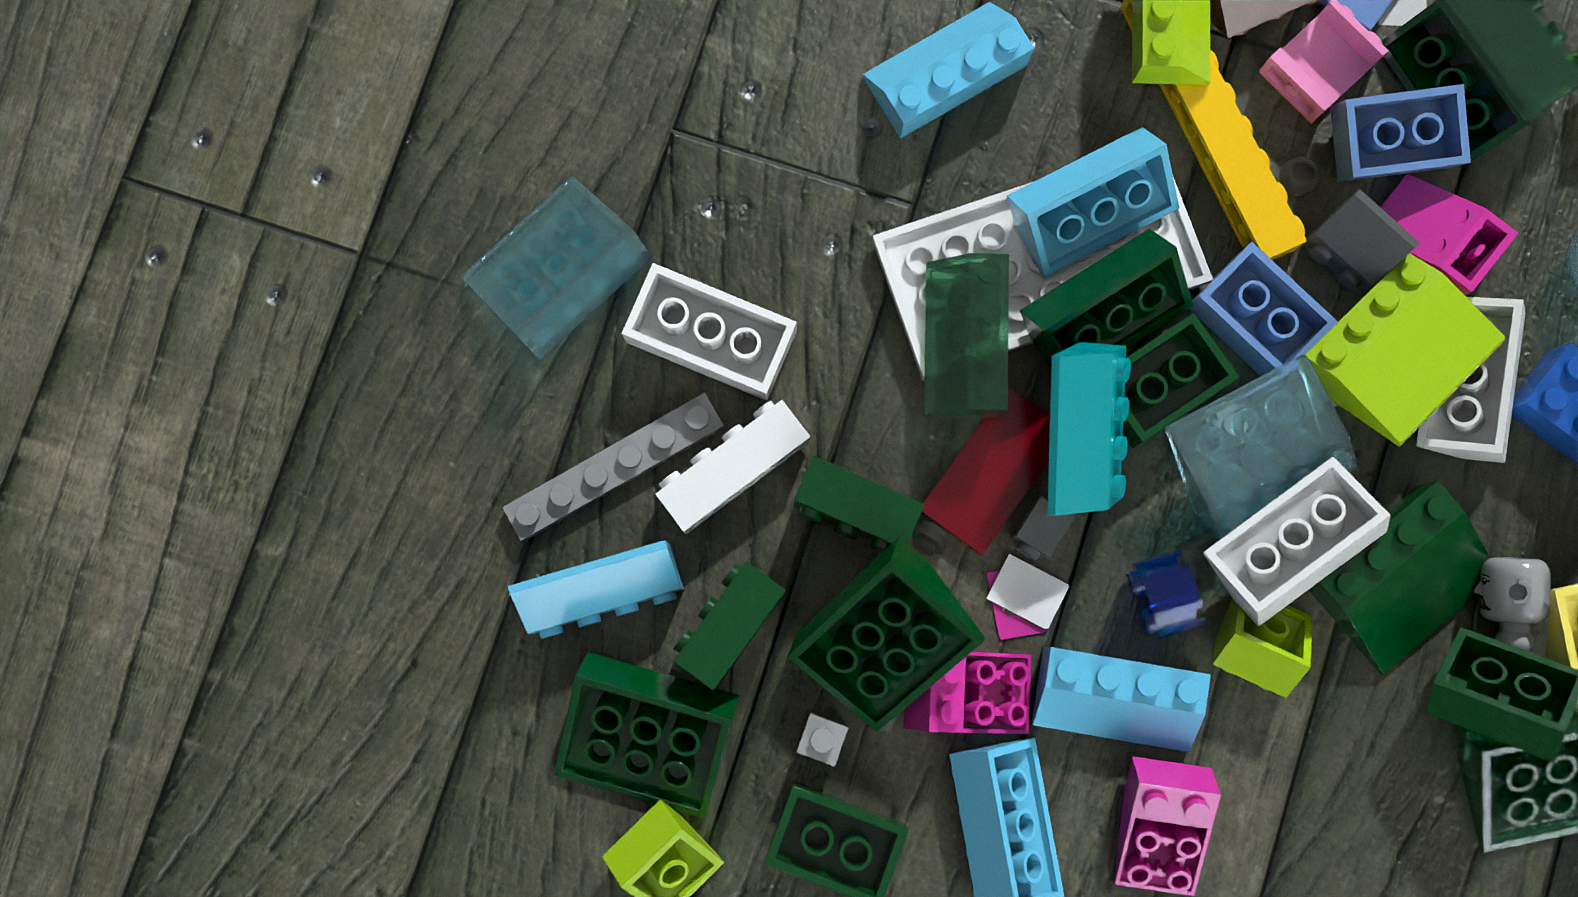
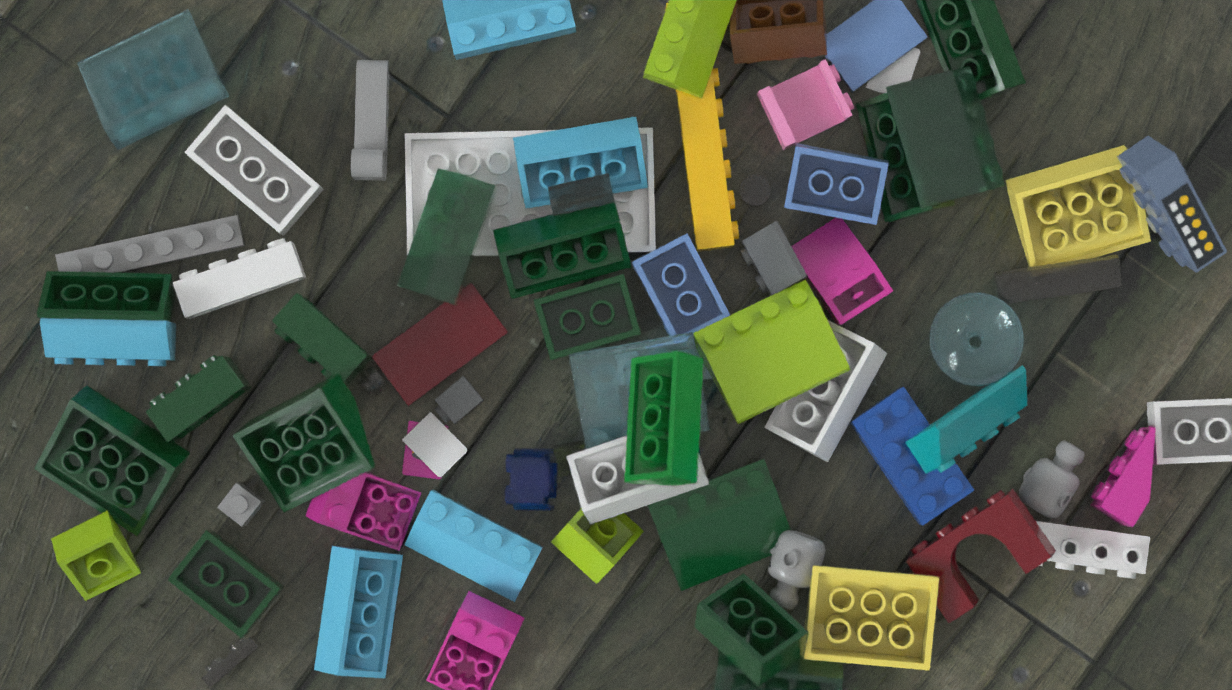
camera: 15 degrees right, 5 degrees up
(579, 535) = (107, 296): none -> dark green slope
(828, 234) = (371, 121): none -> light grey beam
(1087, 428) = (508, 336): teal slope -> none
(1112, 234) = (581, 194): none -> clear smoke plate
(1320, 466) = (664, 419): none -> green slope

